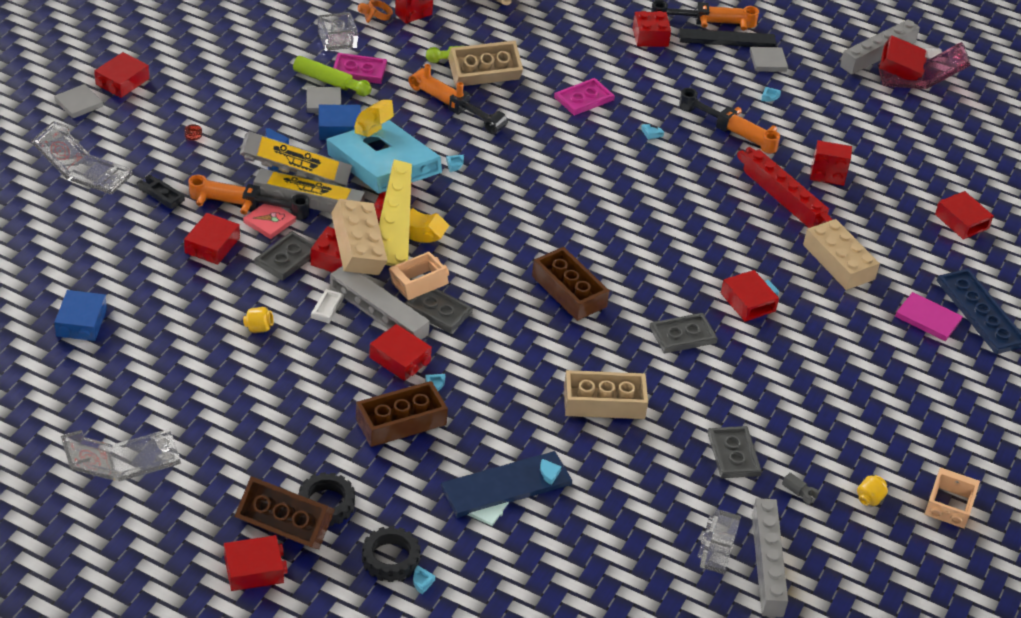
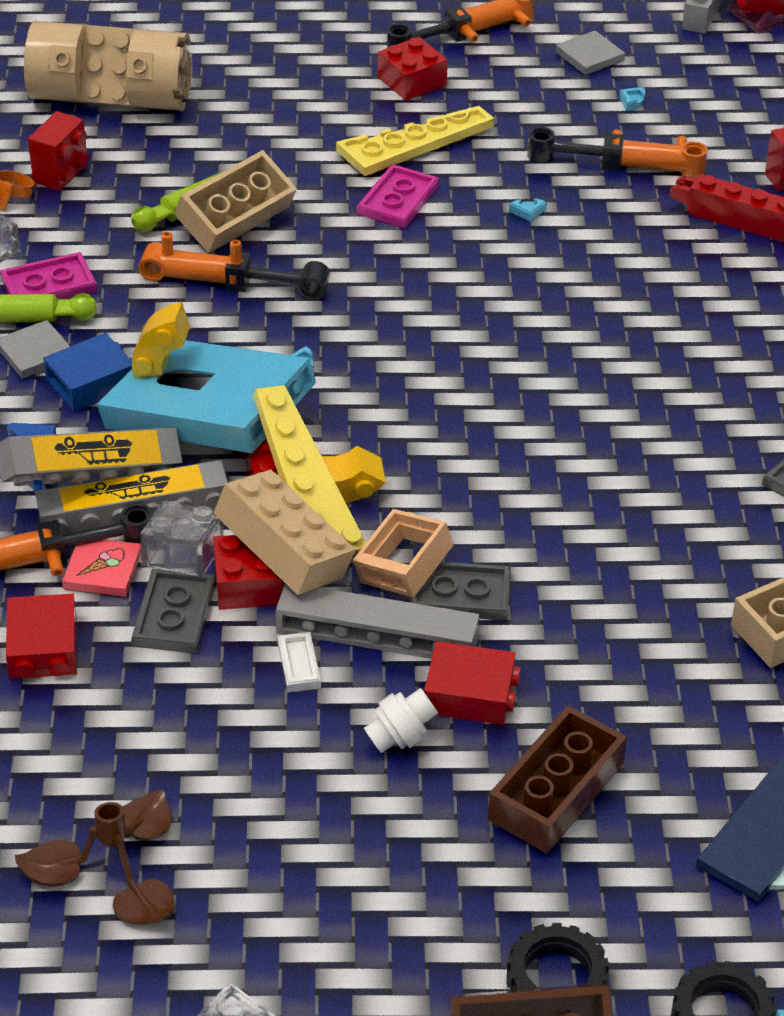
camera: 25 degrees left, 0 degrees up
(139, 343) = (145, 819): none -> reddish brown plant
(258, 319) = (220, 732): yellow head -> none
(310, 219) = (180, 538): none -> clear brick
(348, 352) = (401, 720): none -> white piece
(437, 379) = (549, 704): medium azure tile -> none
(570, 283) = (618, 468): reddish brown brick -> none
(588, 68) = (390, 147): none -> light yellow wing
(726, 38) = (514, 45): black tile -> none

